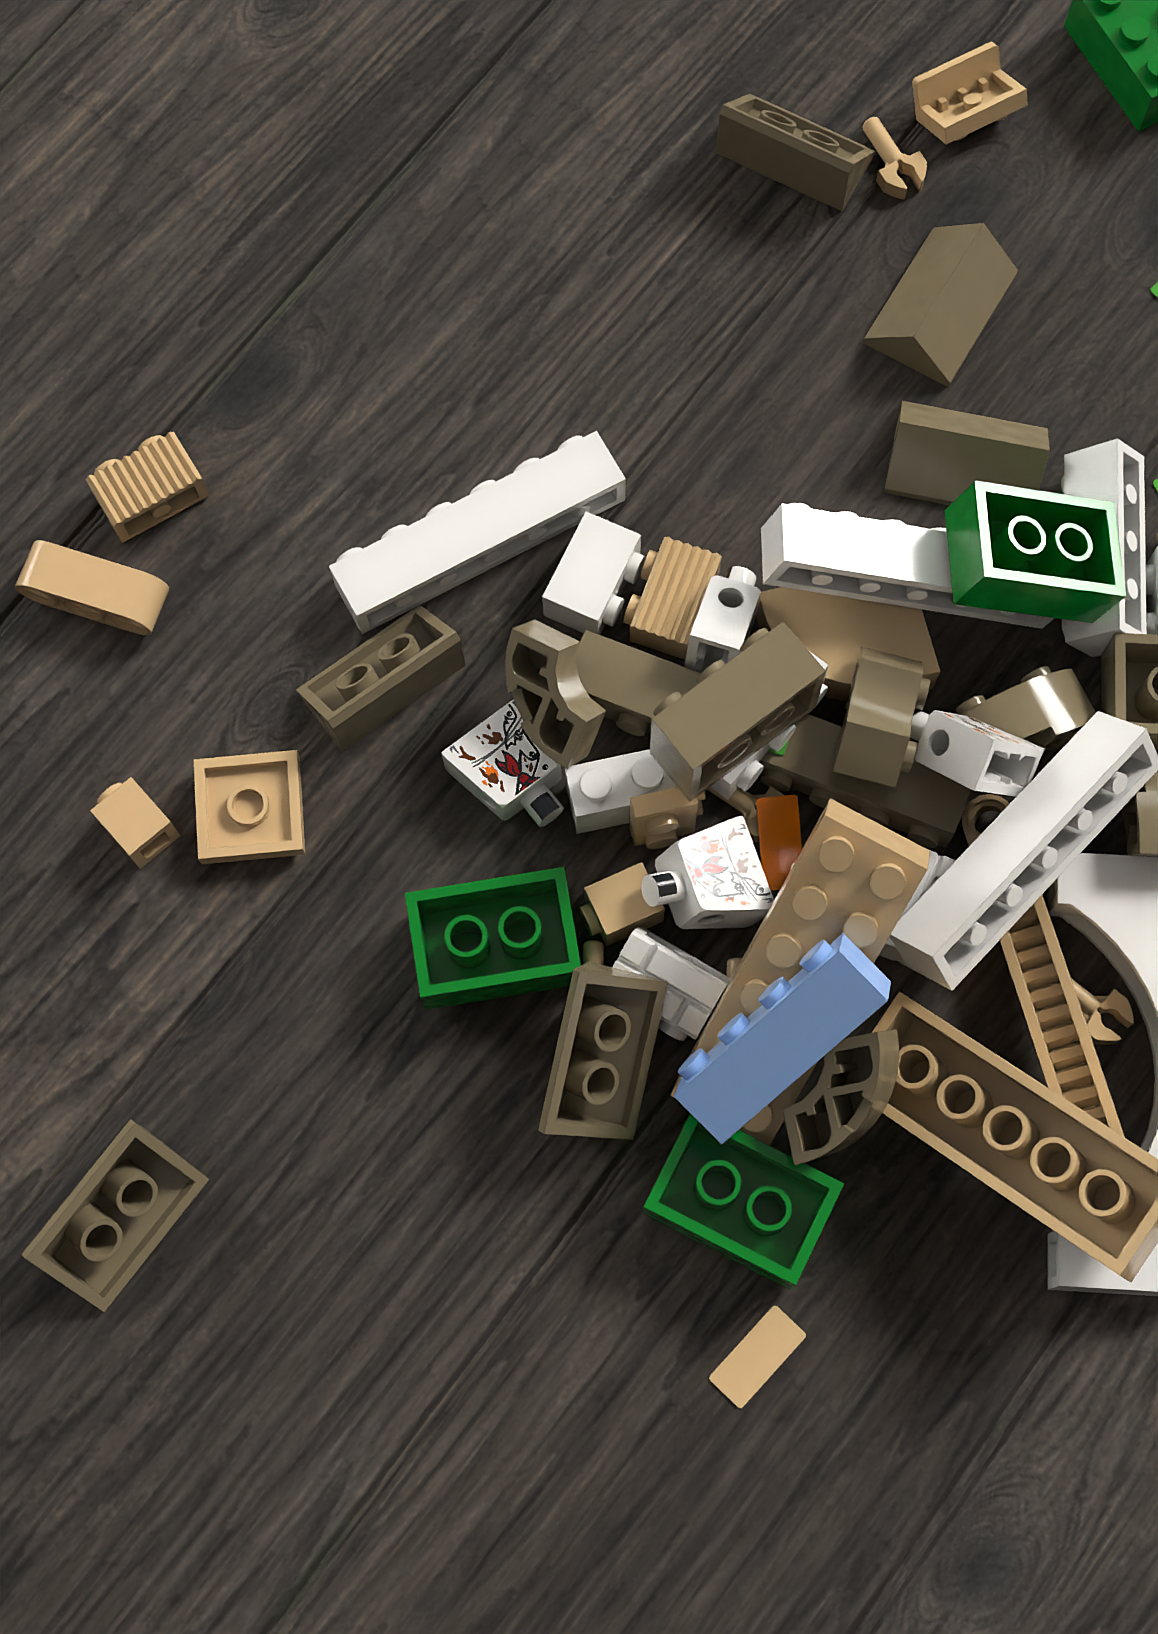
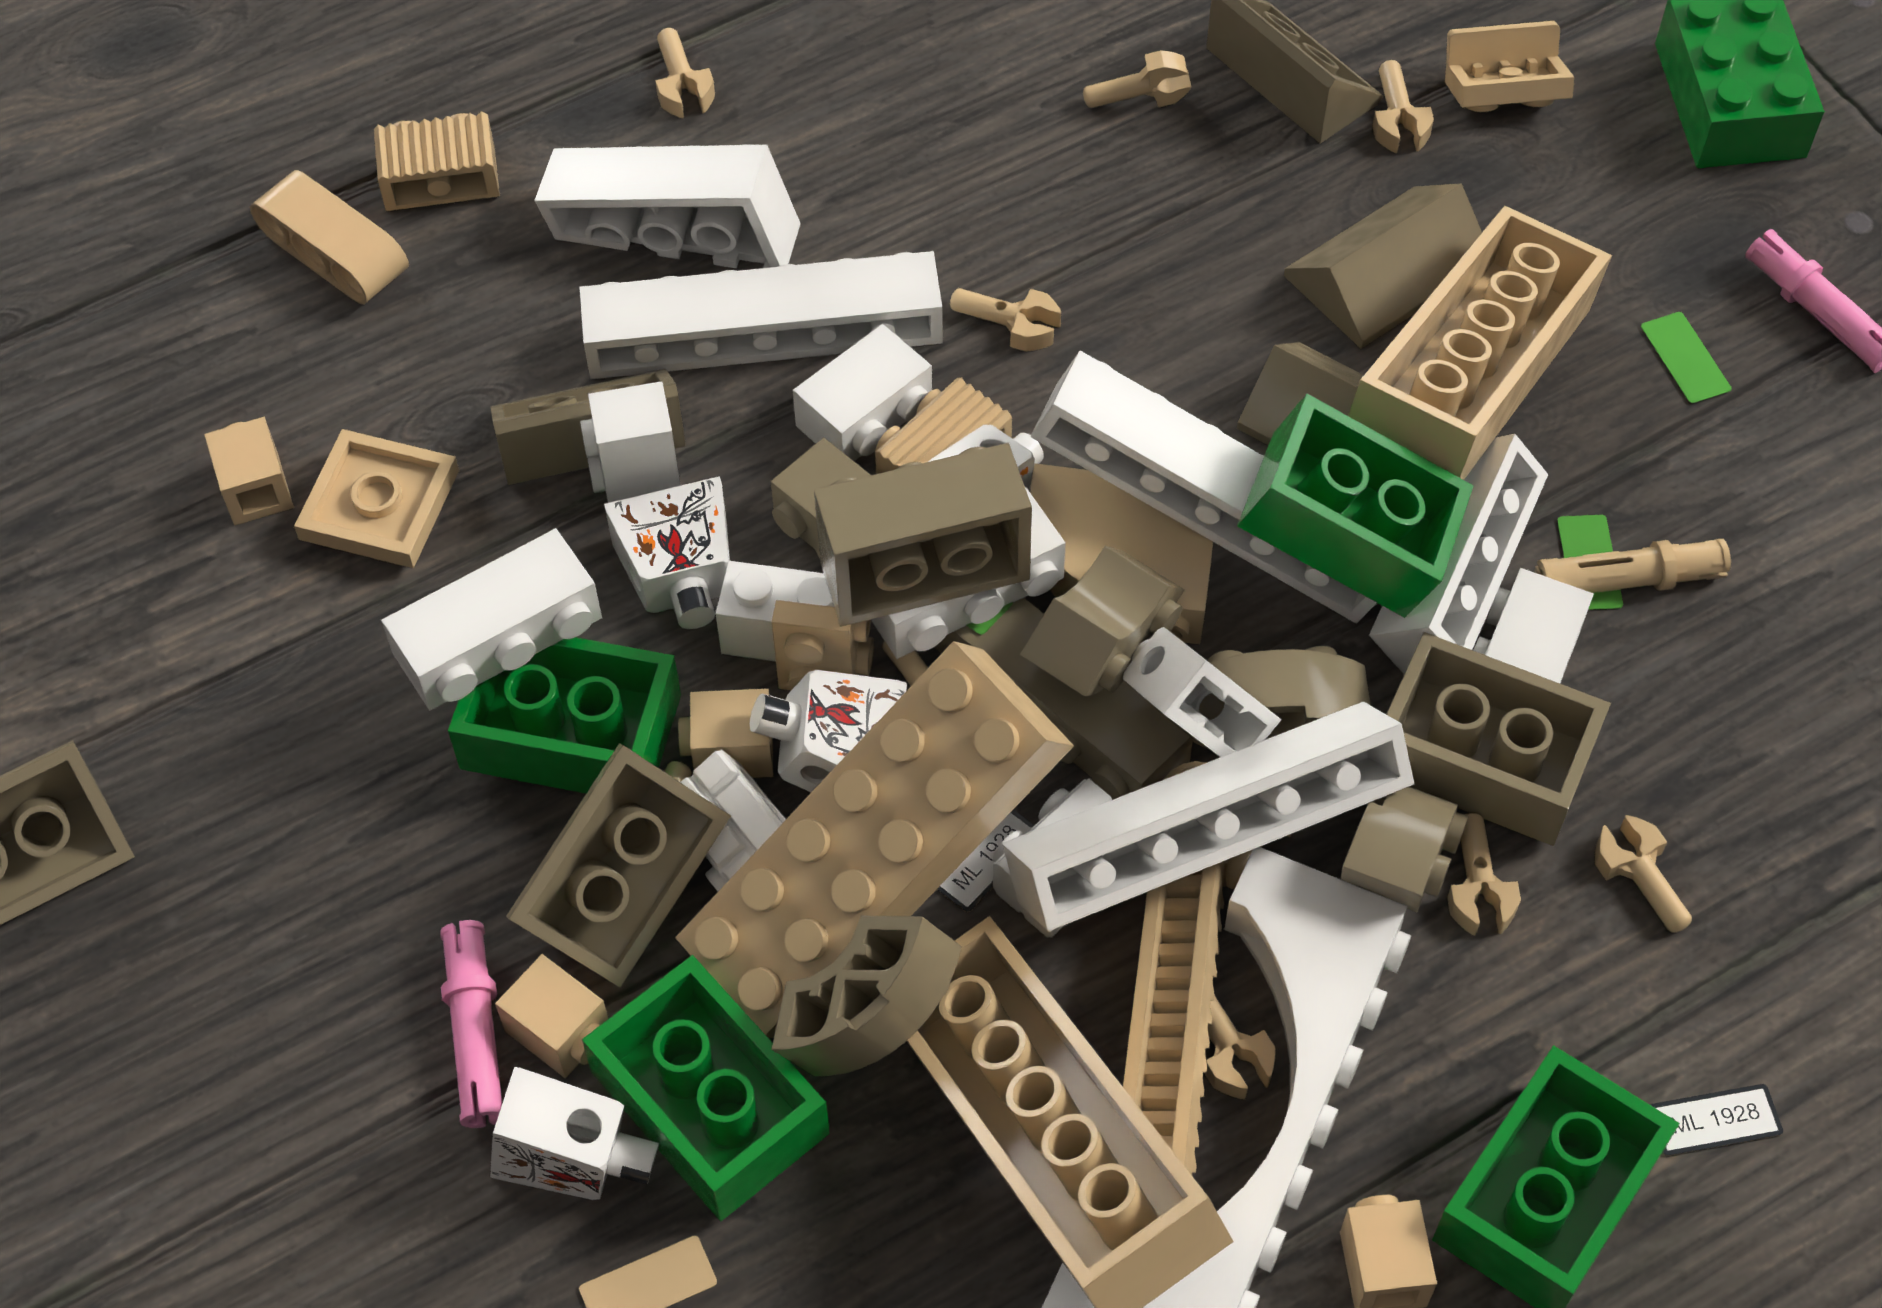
camera: 20 degrees right, 15 degrees down
(306, 330) = (681, 76): none -> tan bar
(359, 457) = (672, 201): none -> white wedge
(419, 897) = (493, 619): none -> white brick
(441, 694) = (630, 442): none -> white brick
(528, 1195) = (469, 998): none -> bright pink pin
(549, 692) = (747, 477): dark tan brick -> none
(600, 1185) = (551, 1014): none -> tan brick
(639, 1285) = (564, 1138): none -> white torso
(672, 457) = (1015, 316): none -> tan bar
(702, 199) = (1162, 78): none -> tan bar
(782, 1037) = (810, 884): light blue brick -> none
(1061, 368) = (1480, 341): none -> tan brick

